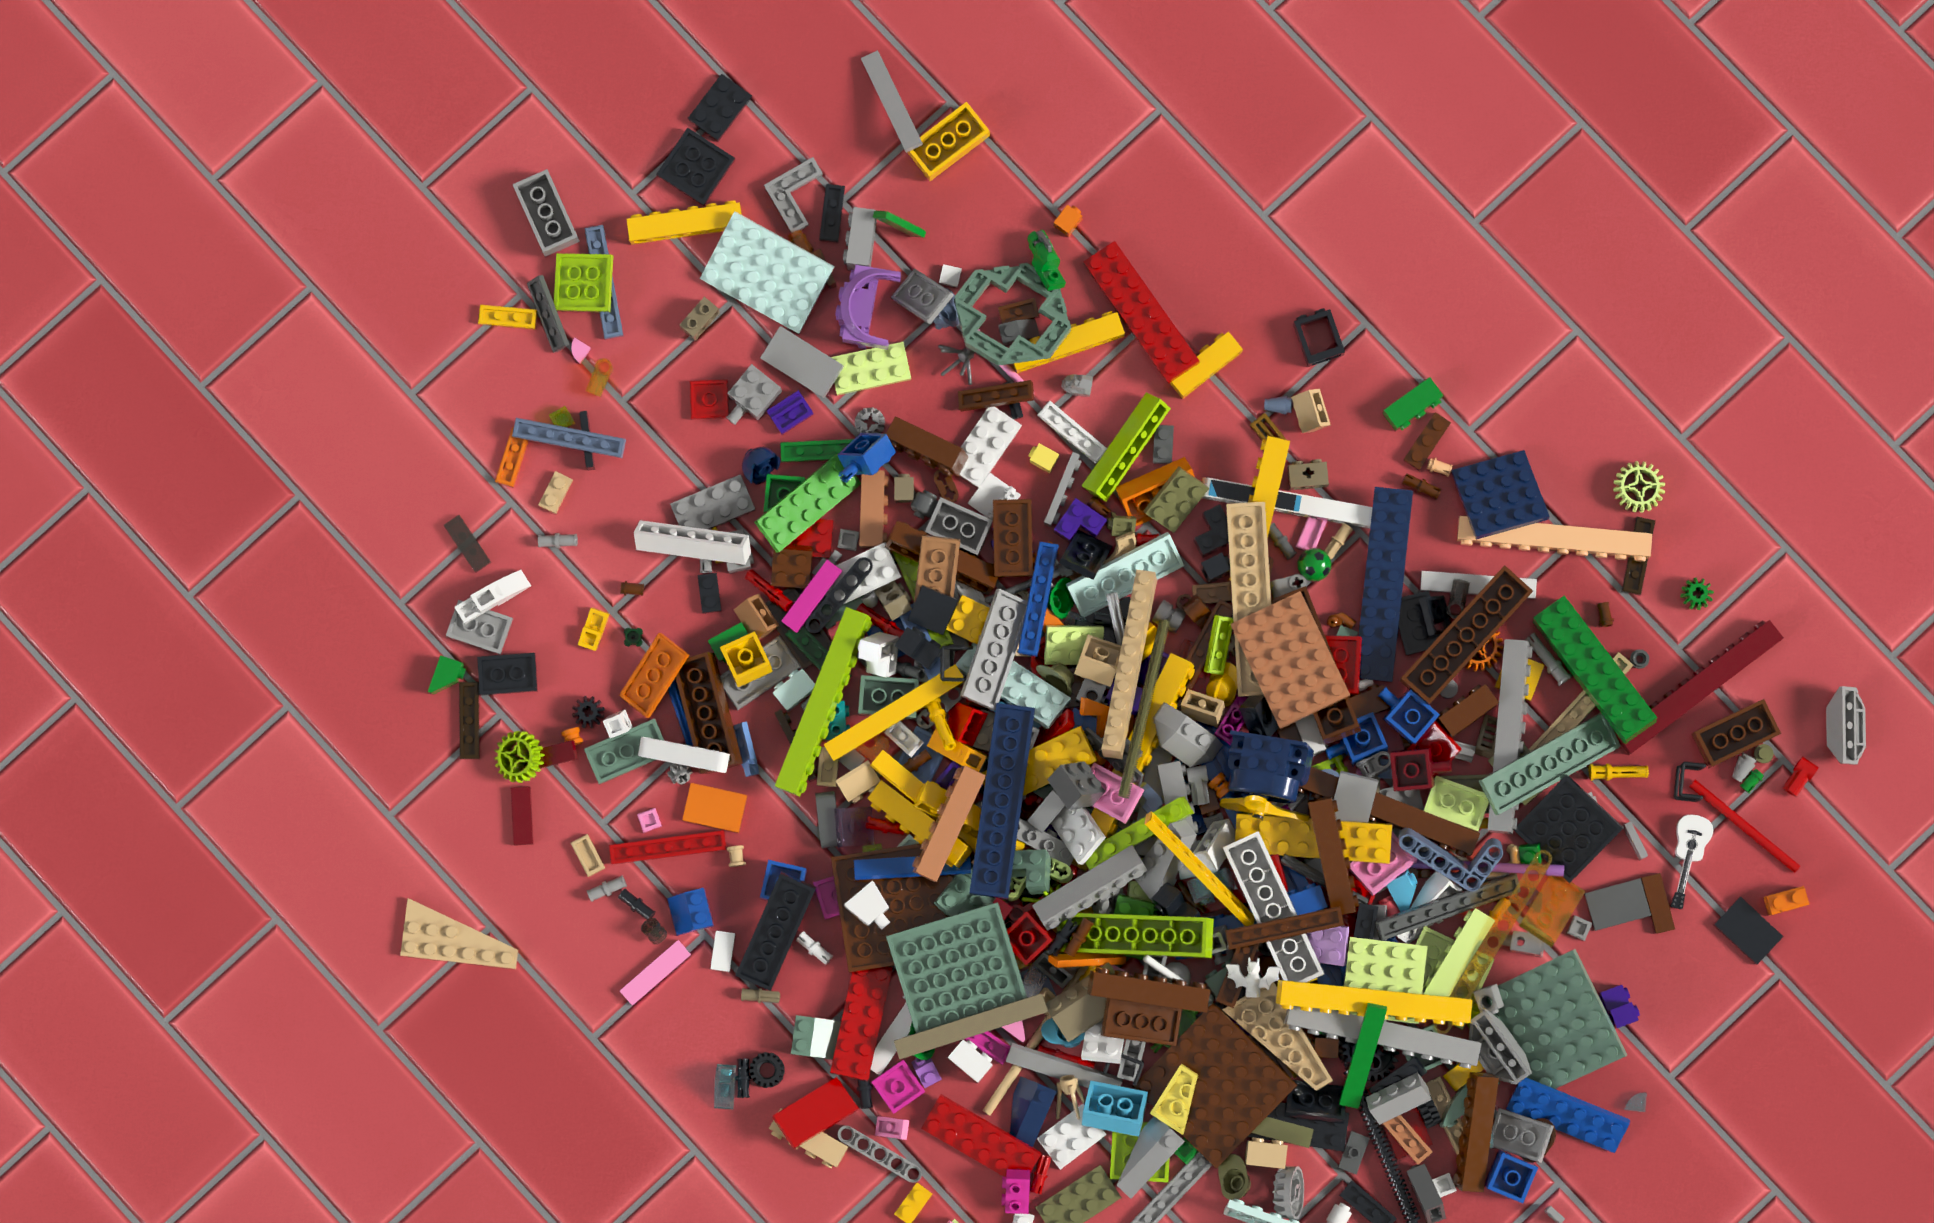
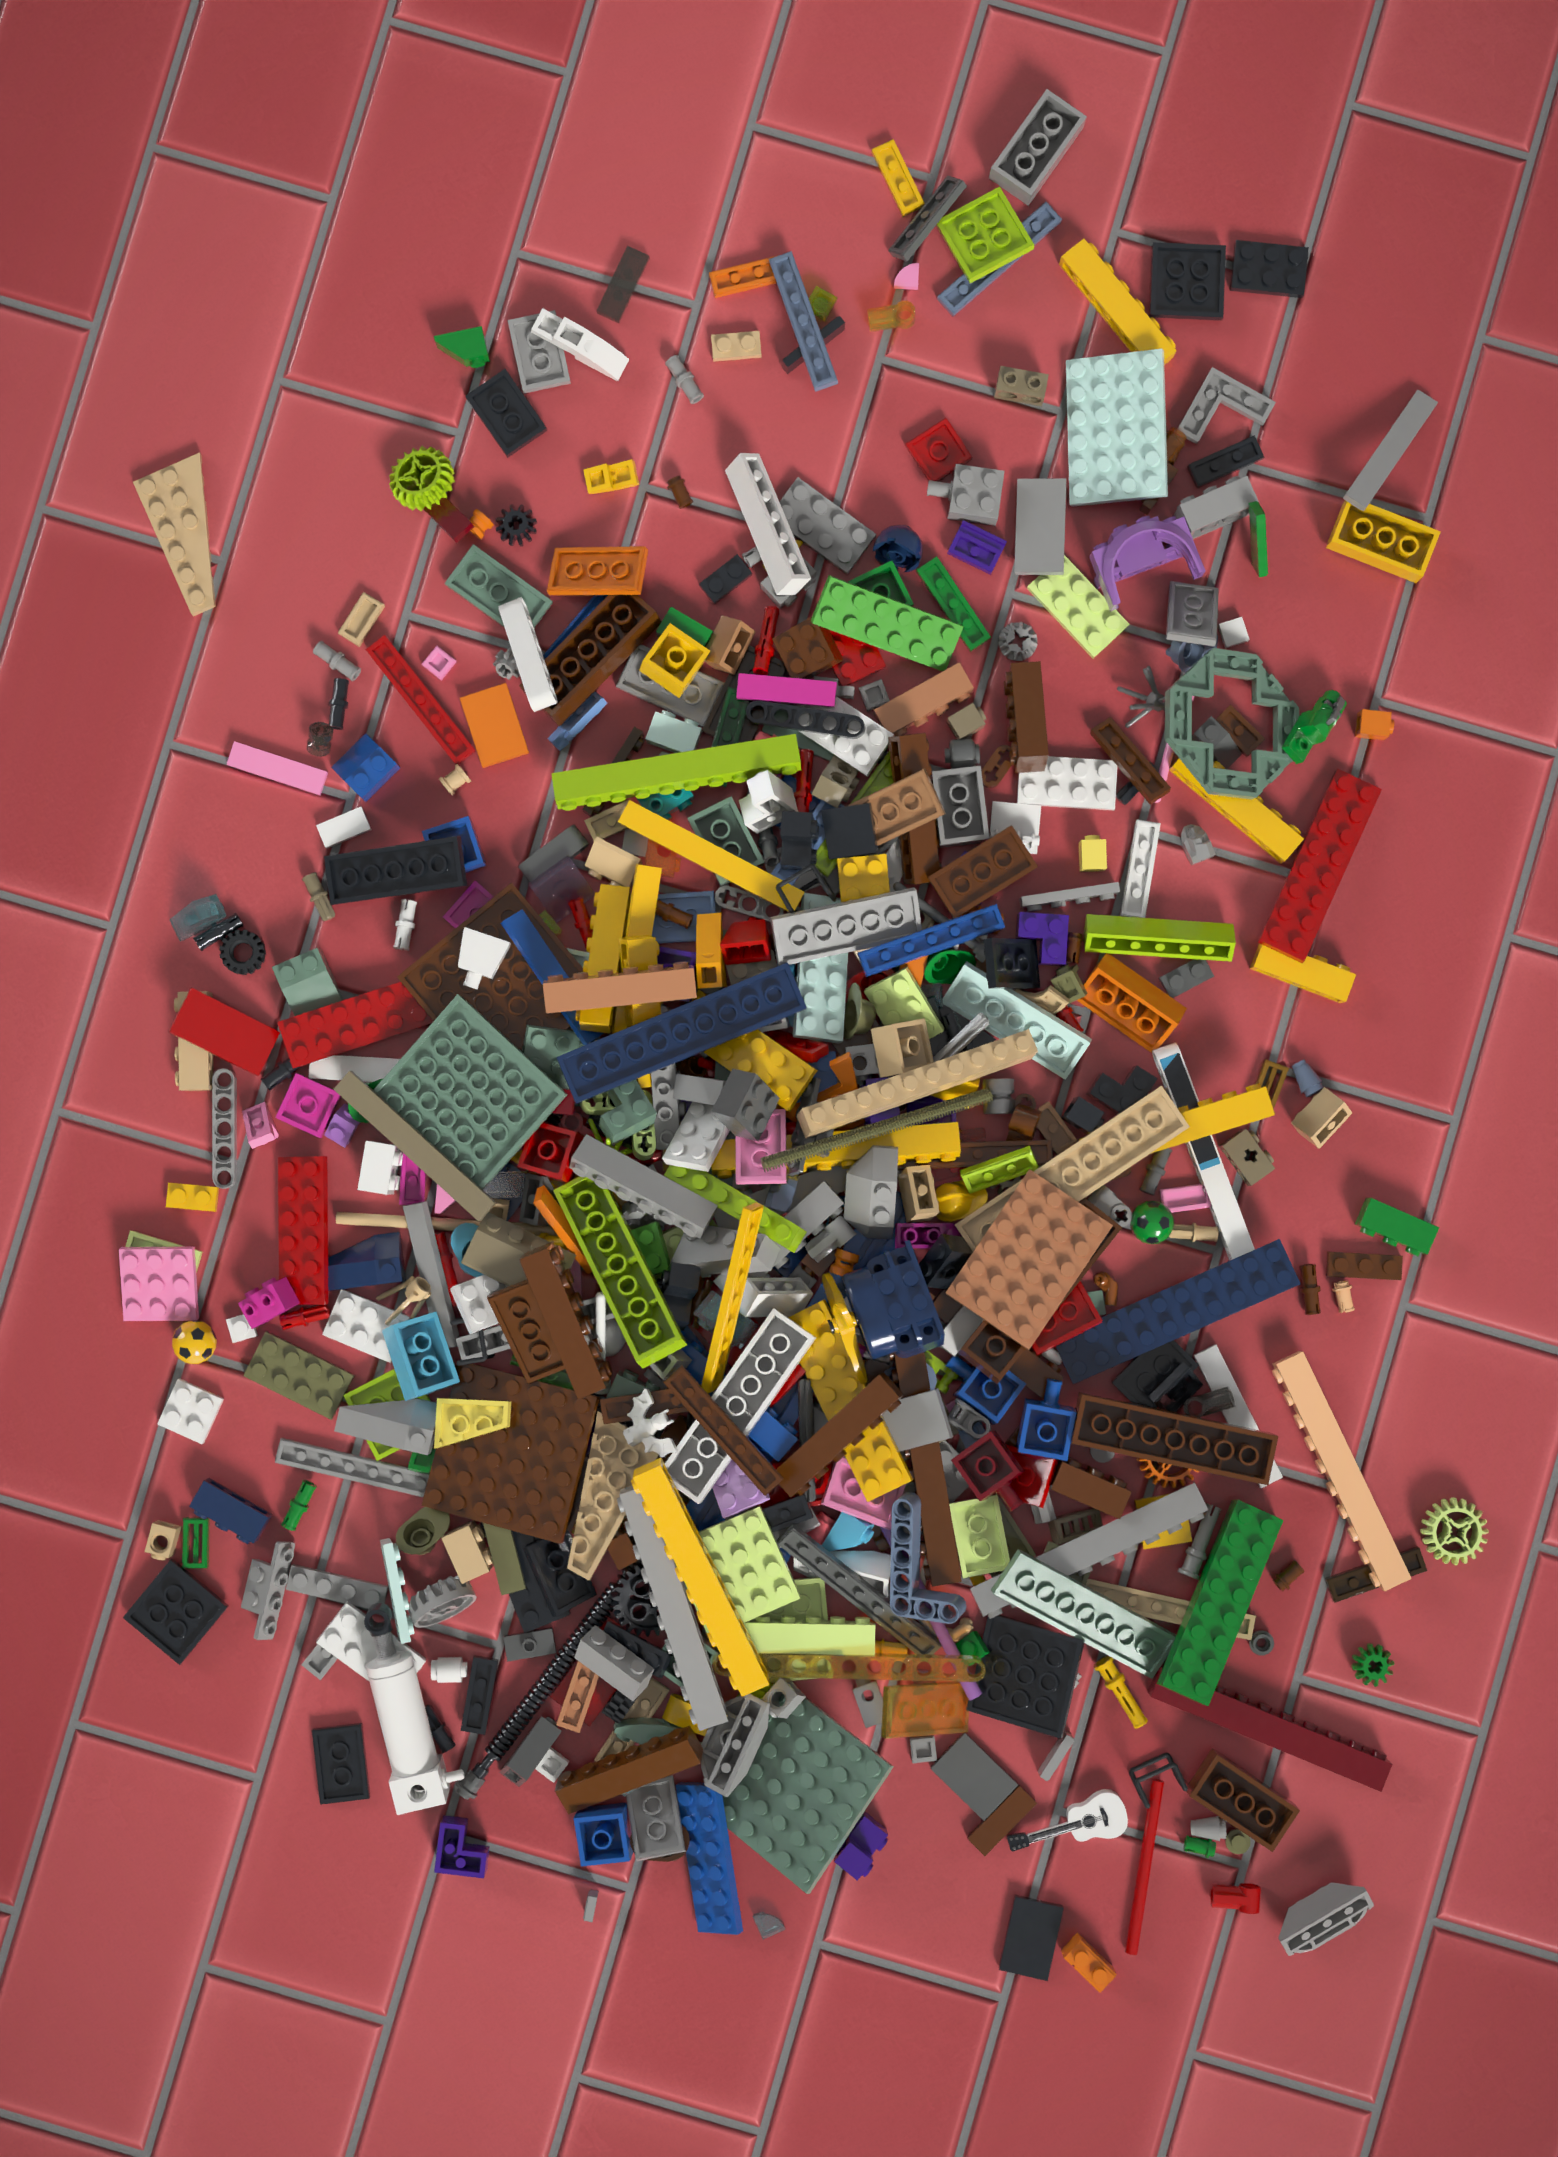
camera: 50 degrees right, 5 degrees up
(469, 720) = (431, 403): dark brown tile -> none
(522, 816) = (361, 522): dark red tile -> none
(617, 723) = (521, 563): white brick -> none
(628, 637) = (620, 523): dark green plate -> none
(865, 455) = (977, 655): blue brick -> none
(870, 599) = (821, 757): light grey hinge -> none
(904, 738) = (691, 885): white plate -> none
(938, 716) = (735, 908): yellow pin -> none
(1062, 937) = (571, 1189): black pin -> none
(1079, 937) = (580, 1207): reddish brown pin -> none
(1176, 499) = (1133, 1027): olive plate -> none
(1325, 355) = (1395, 1099): black window -> none
(1363, 1055) = (636, 1598): green tile -> none
(1500, 494) = (1353, 1382): dark blue plate -> none

